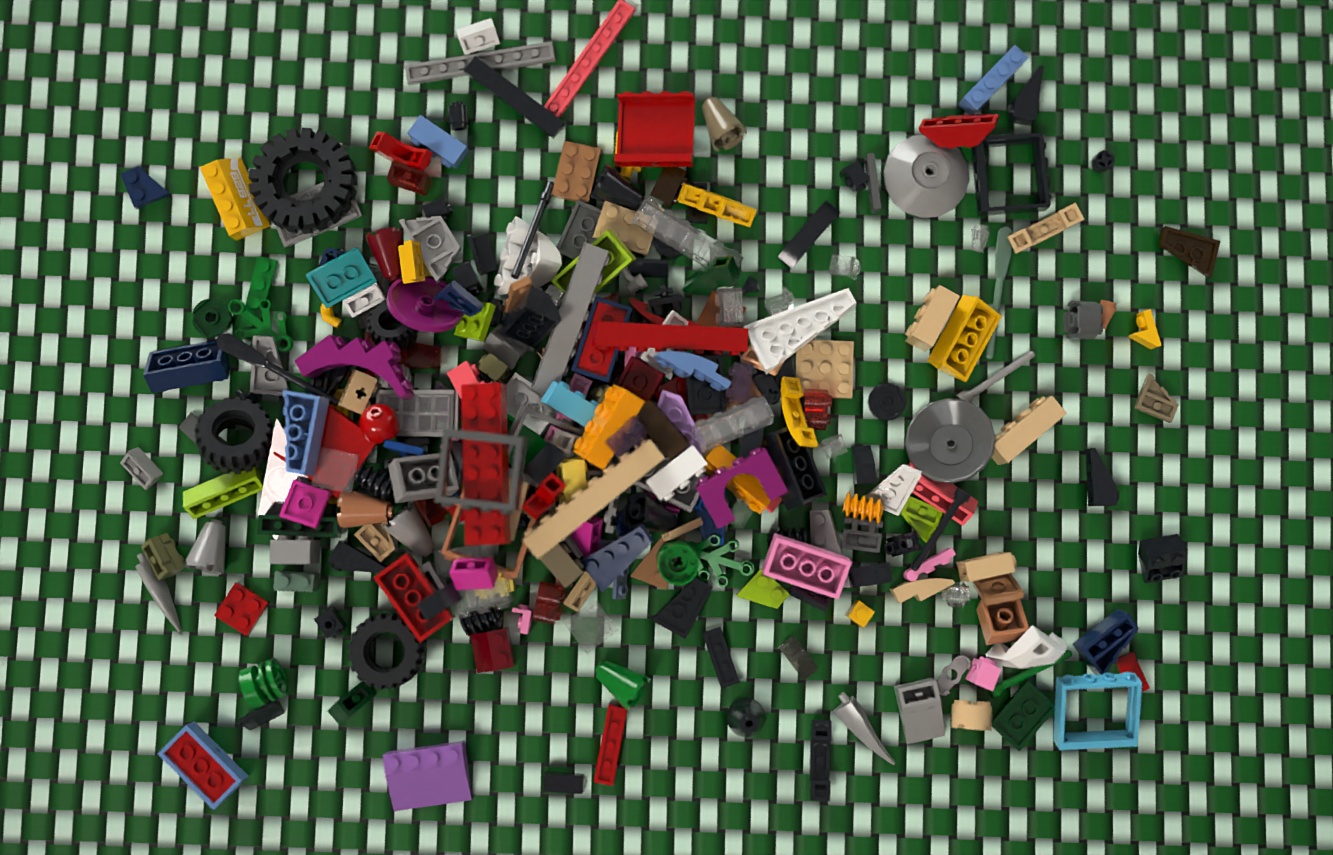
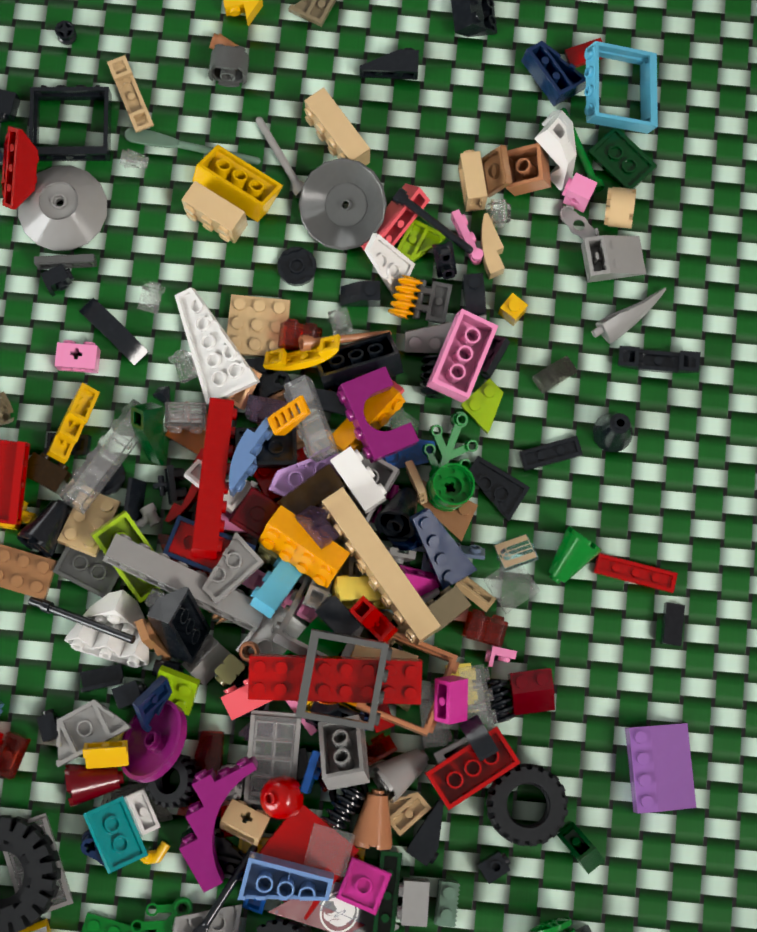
camera: 85 degrees left, 5 degrees down
(509, 380) = (243, 650): none -> nougat cone
(584, 362) = (234, 567): none -> light grey wing
(622, 628) = (515, 552): none -> piece
(726, 393) = (277, 419): none -> light orange slope
(776, 192) = (86, 363): none -> bright pink brick
(808, 416) = (307, 342): none -> nougat piece

